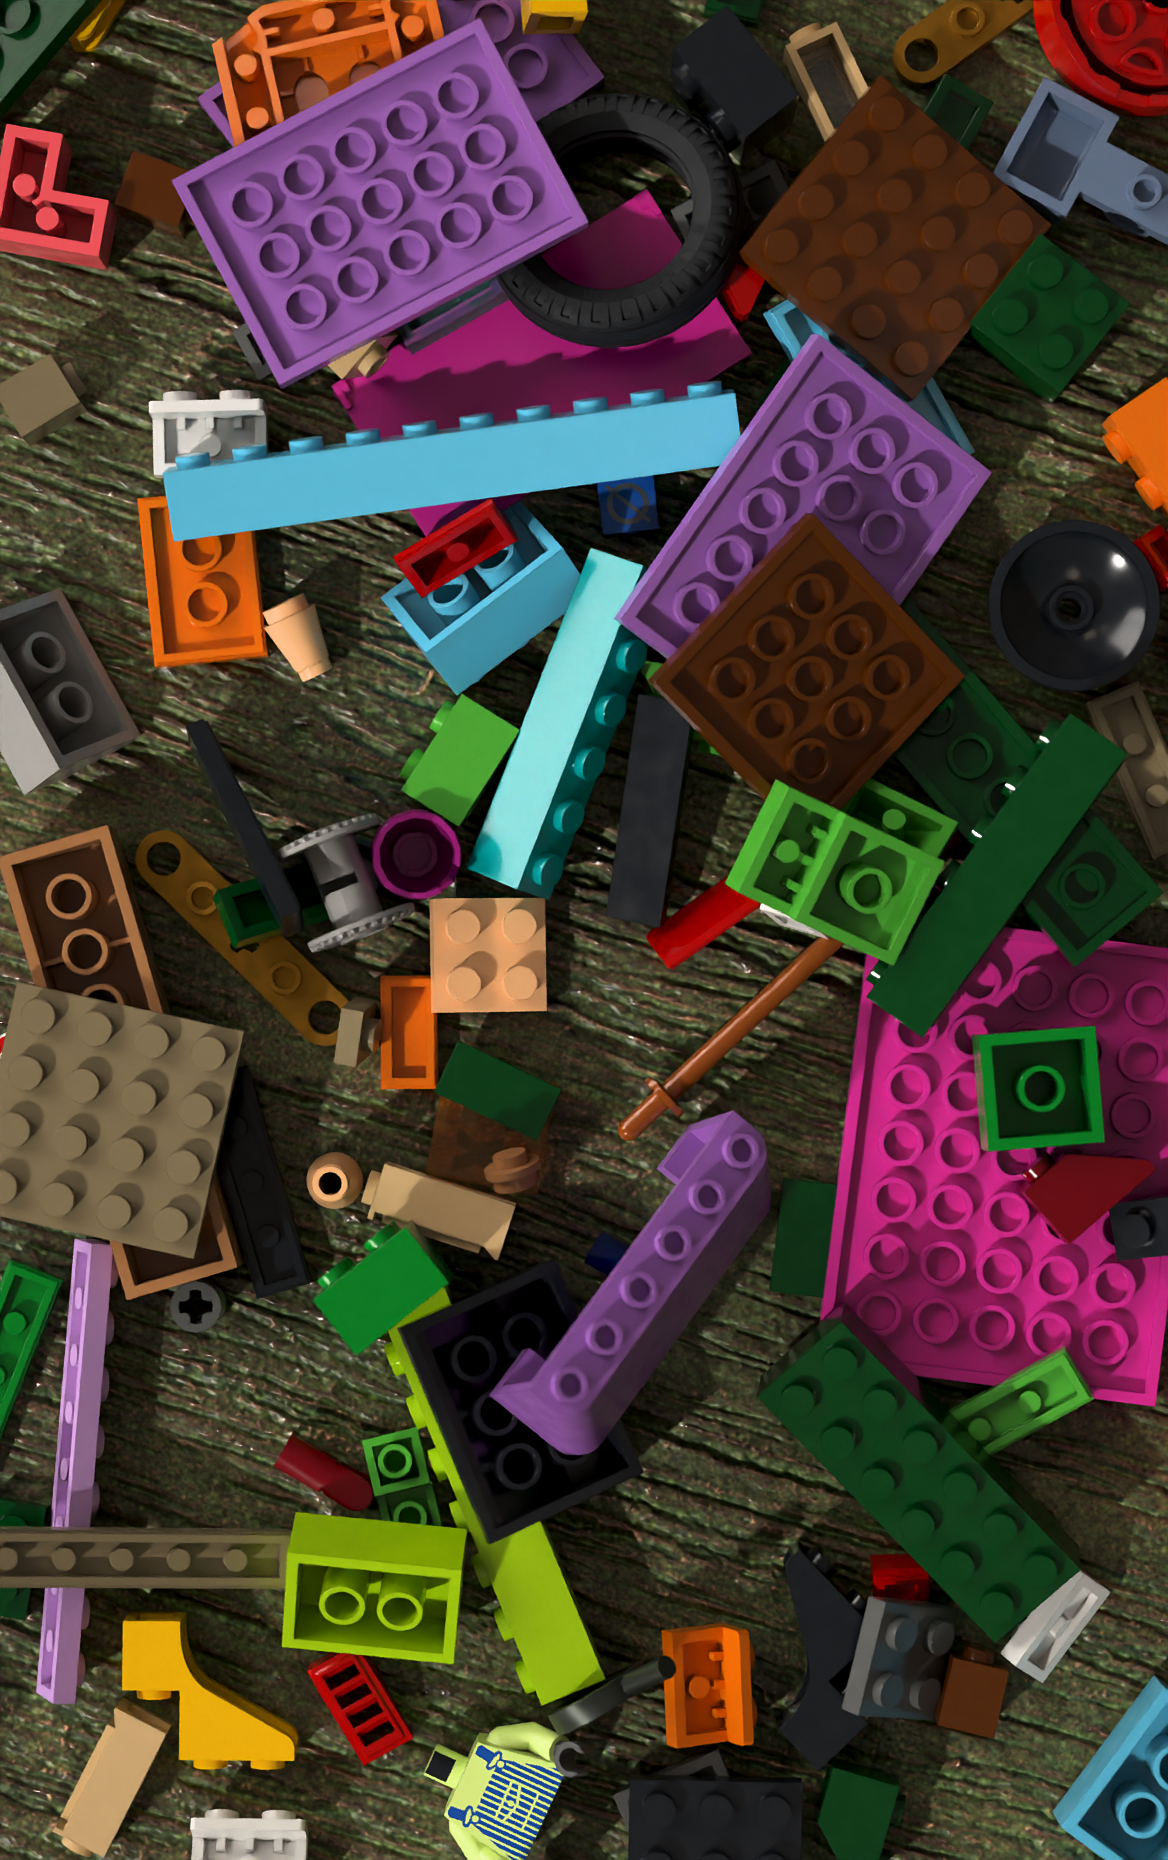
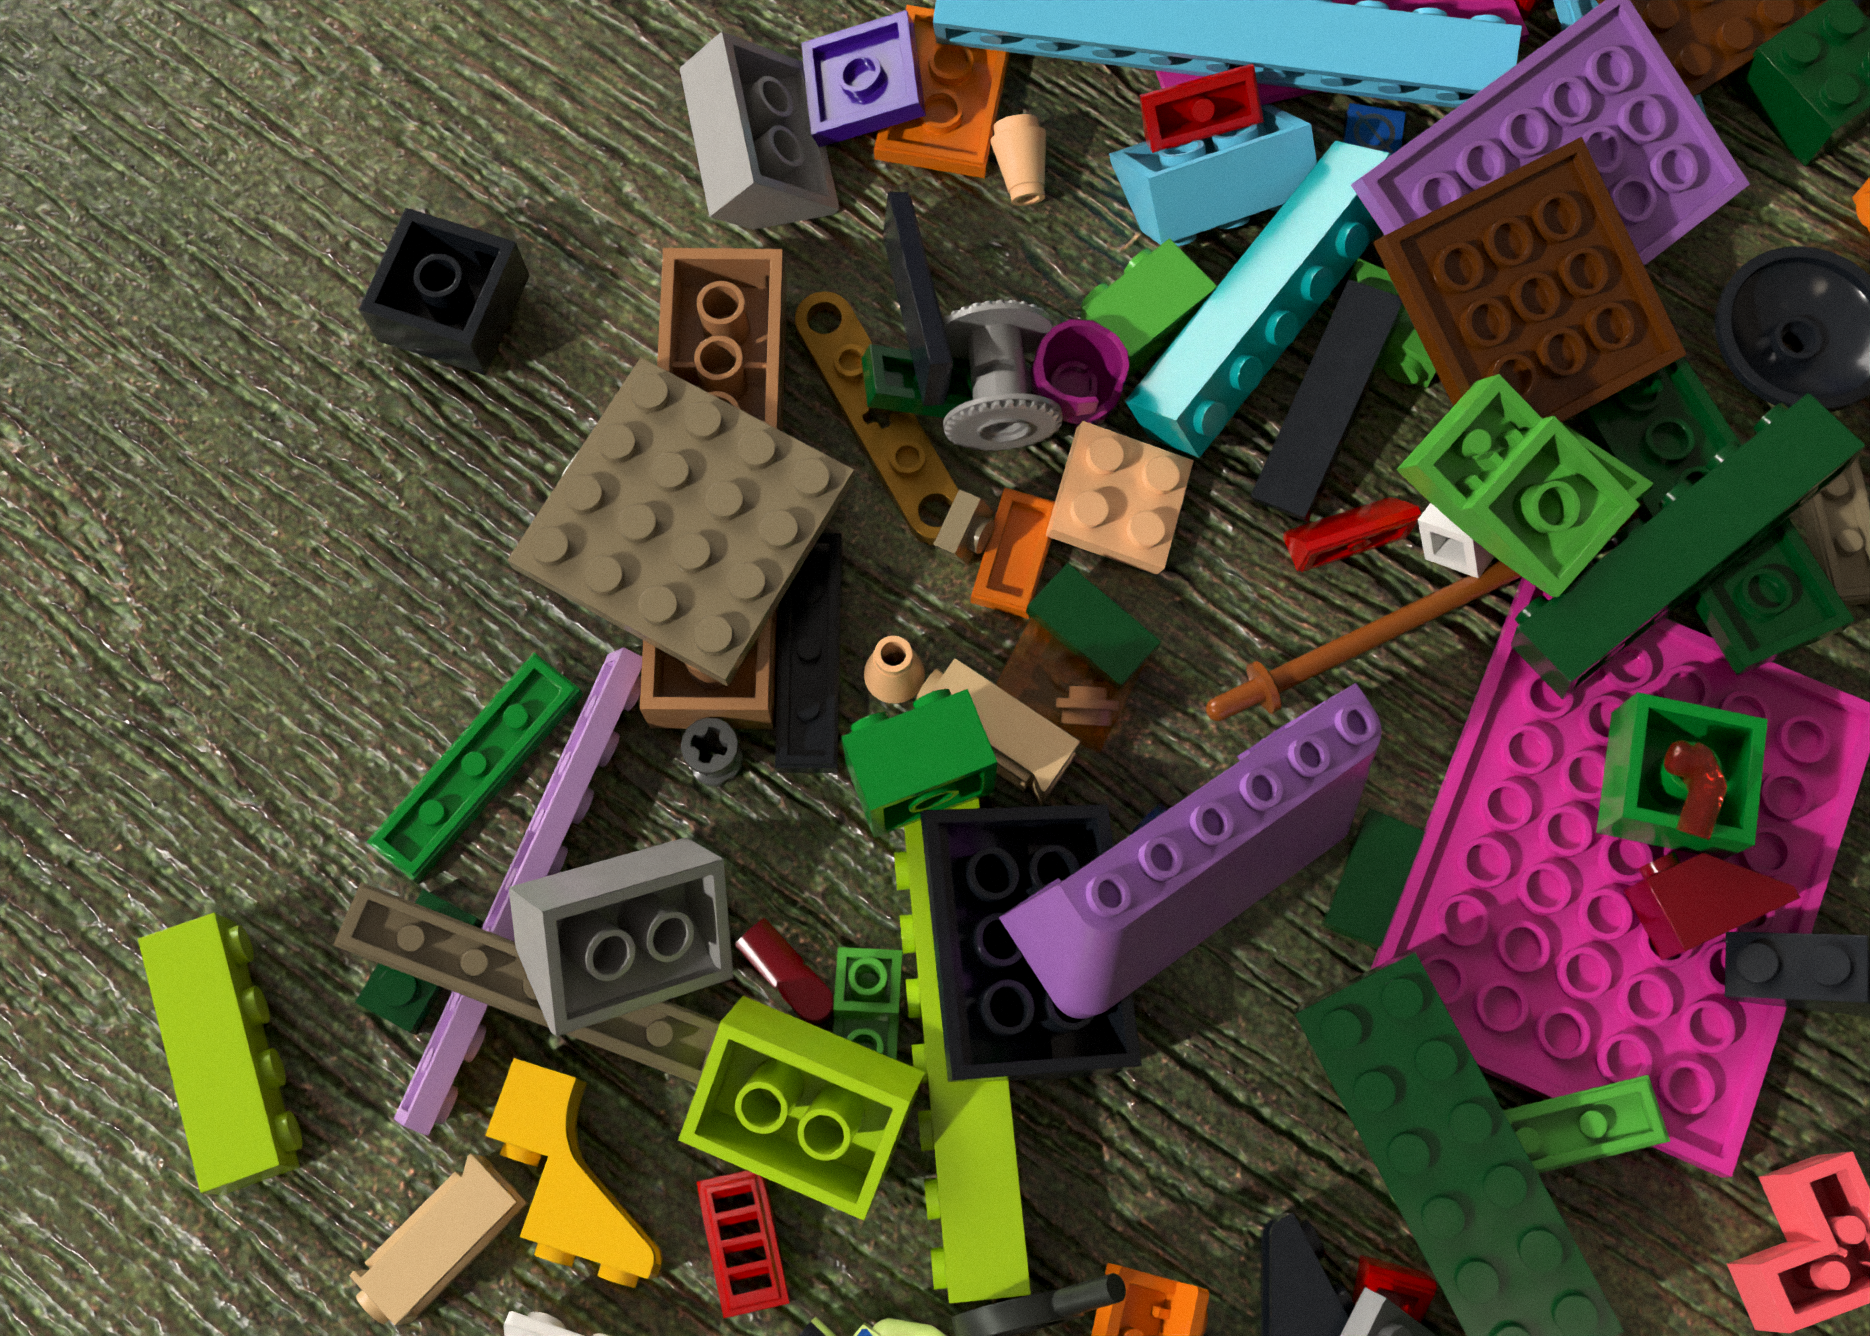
camera: 15 degrees right, 15 degrees down
(122, 603) = (863, 79): none -> plate
(179, 1491) = (623, 933): none -> light grey slope
(1049, 1112) = (1704, 785): none -> clear red arm

